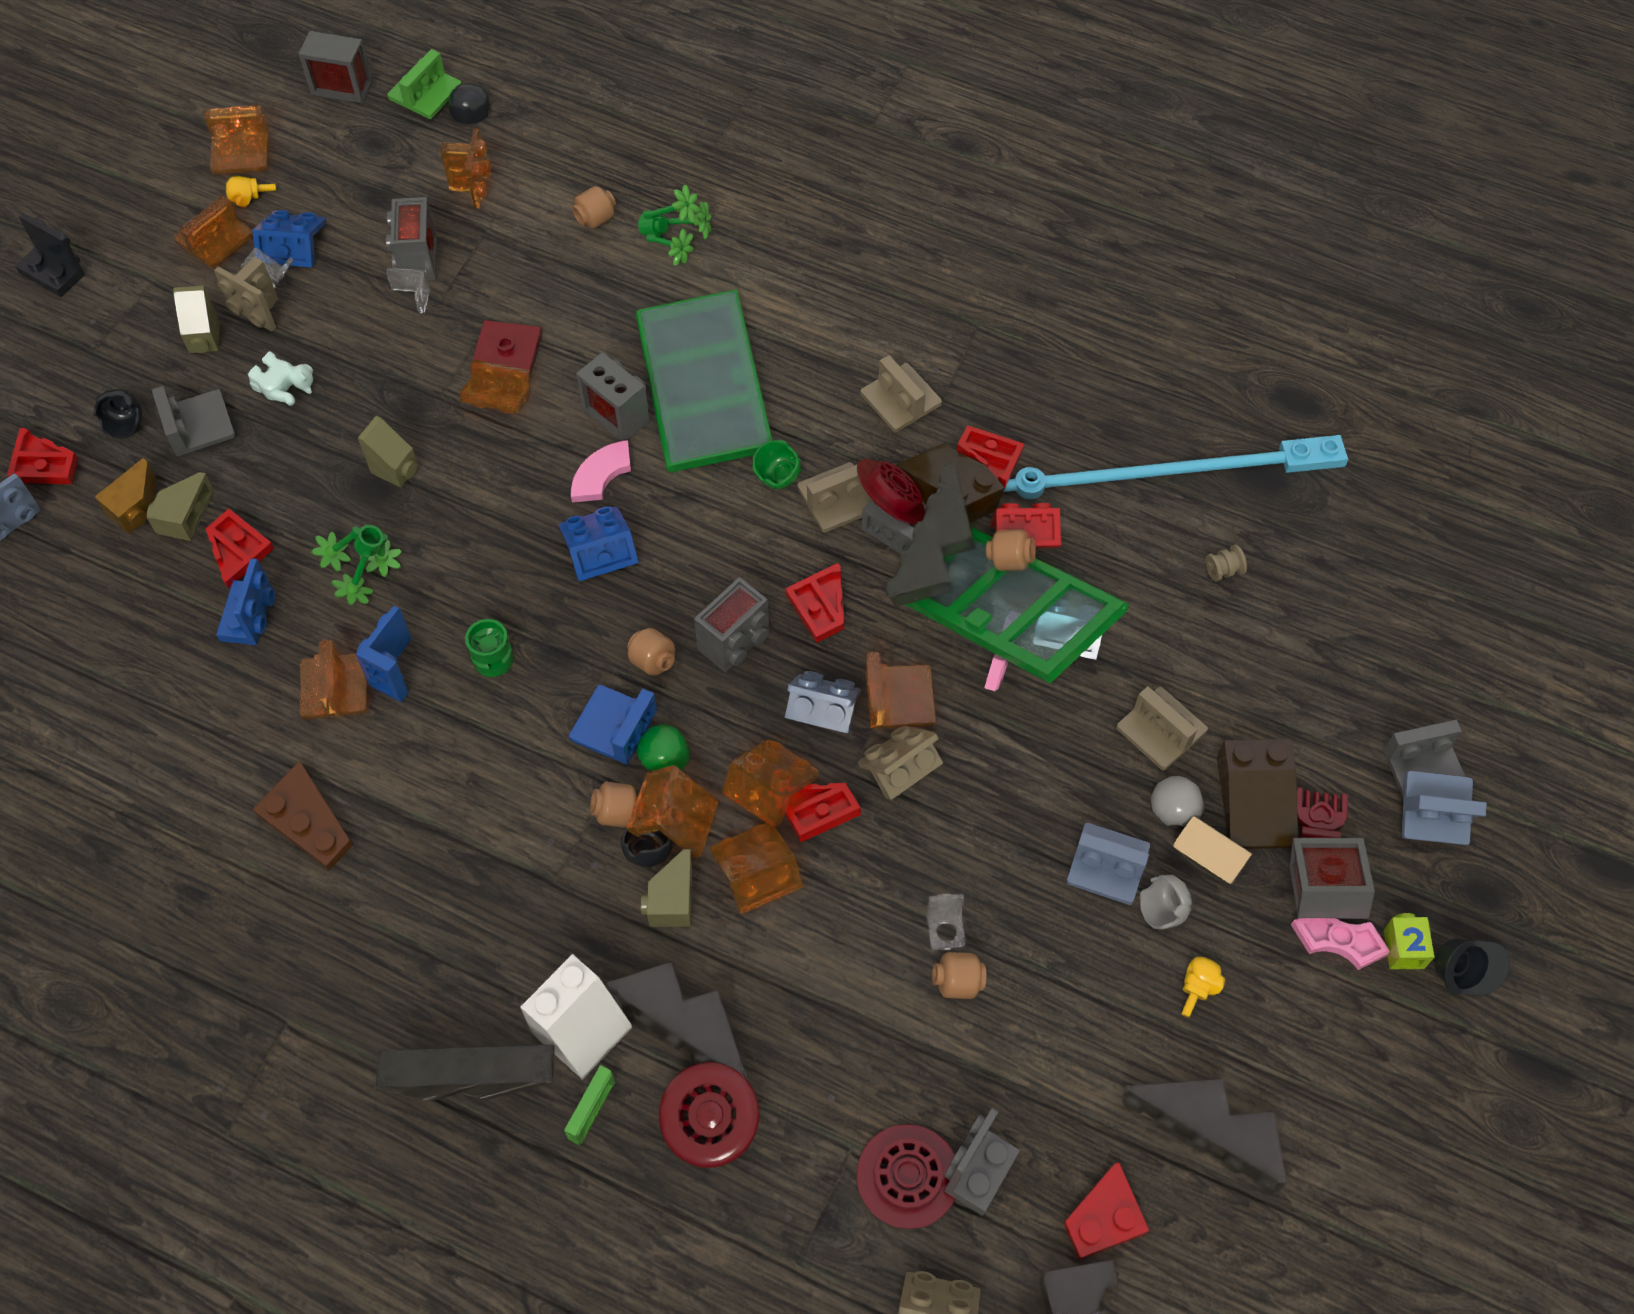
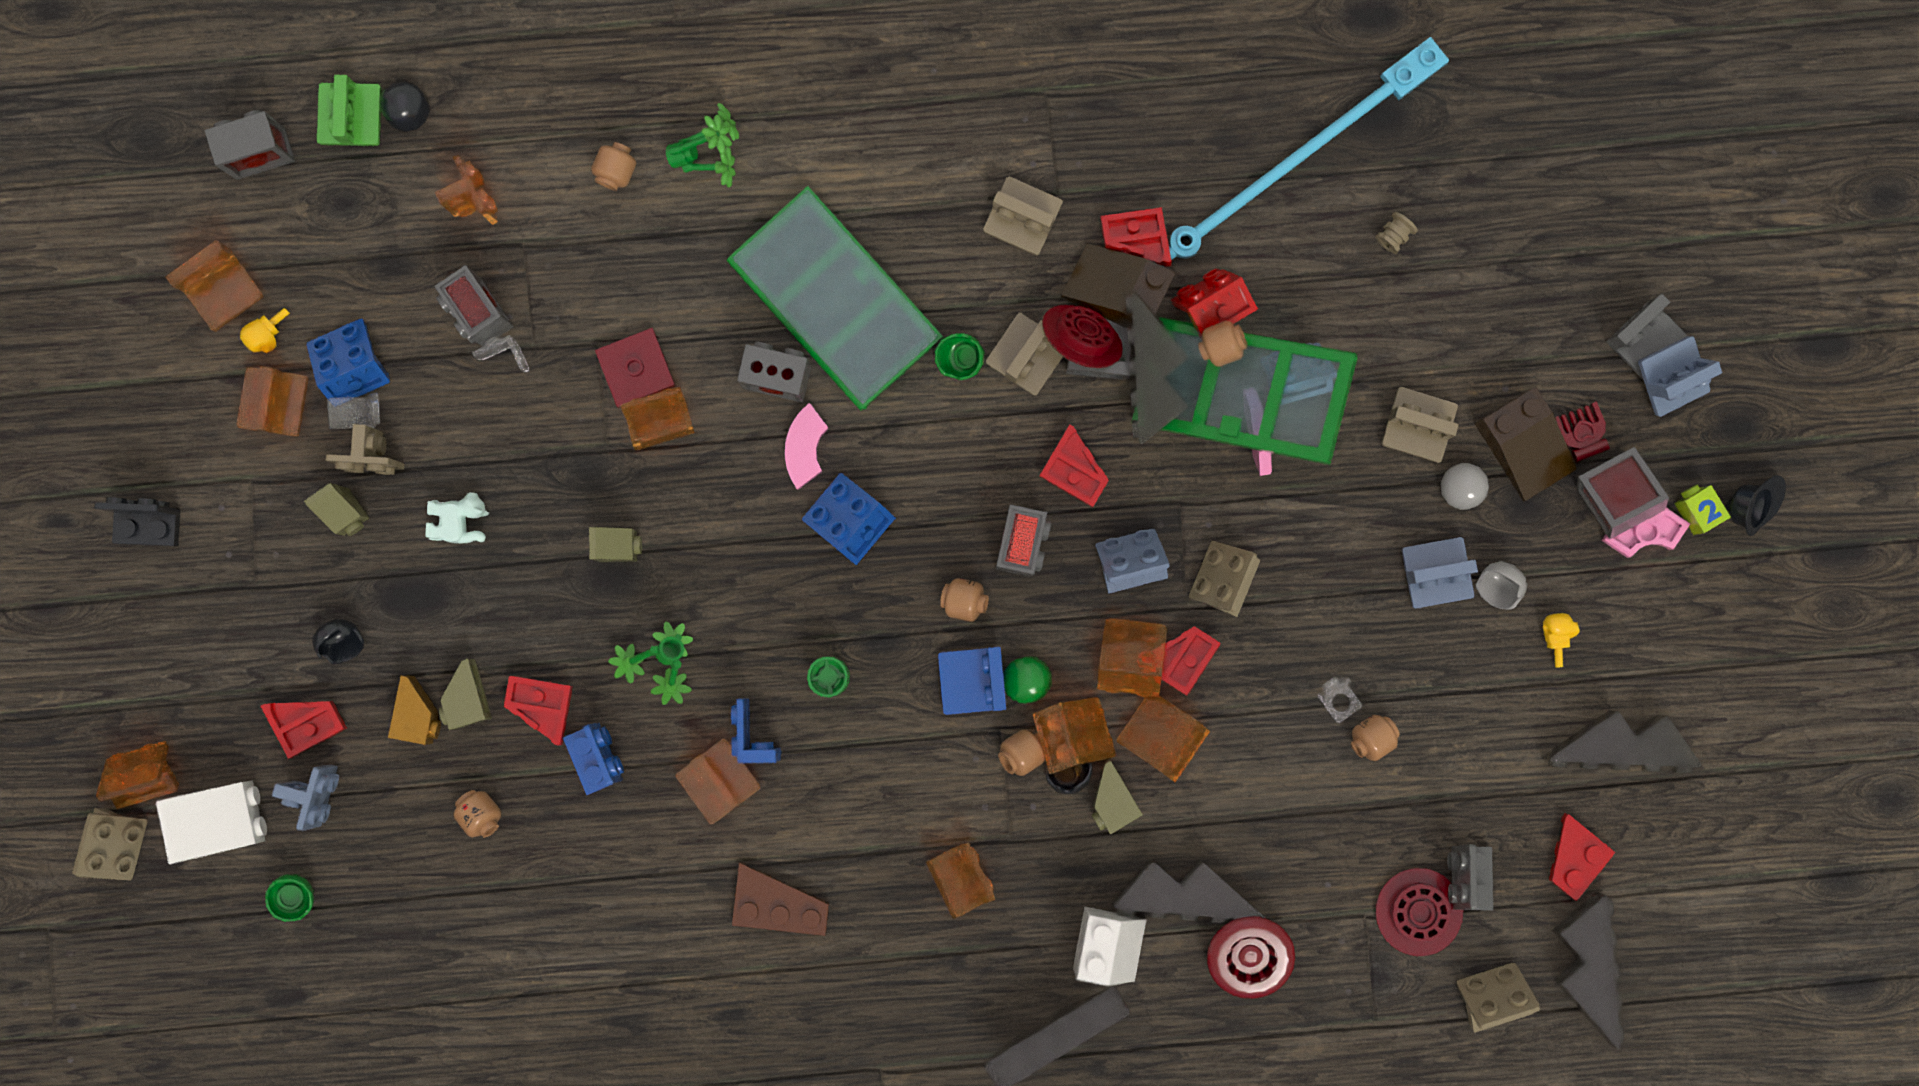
camera: 30 degrees left, 25 degrees up
(116, 596) = (477, 814): none -> medium nougat head
(194, 421) = (409, 606): dark grey bracket -> none
(482, 884) = (961, 879): none -> clear orange bracket
(590, 1105) = (1157, 1001): bright green tile -> none
(898, 694) = (1191, 518): clear orange bracket -> none
(1212, 850) = (1514, 517): tan slope -> none

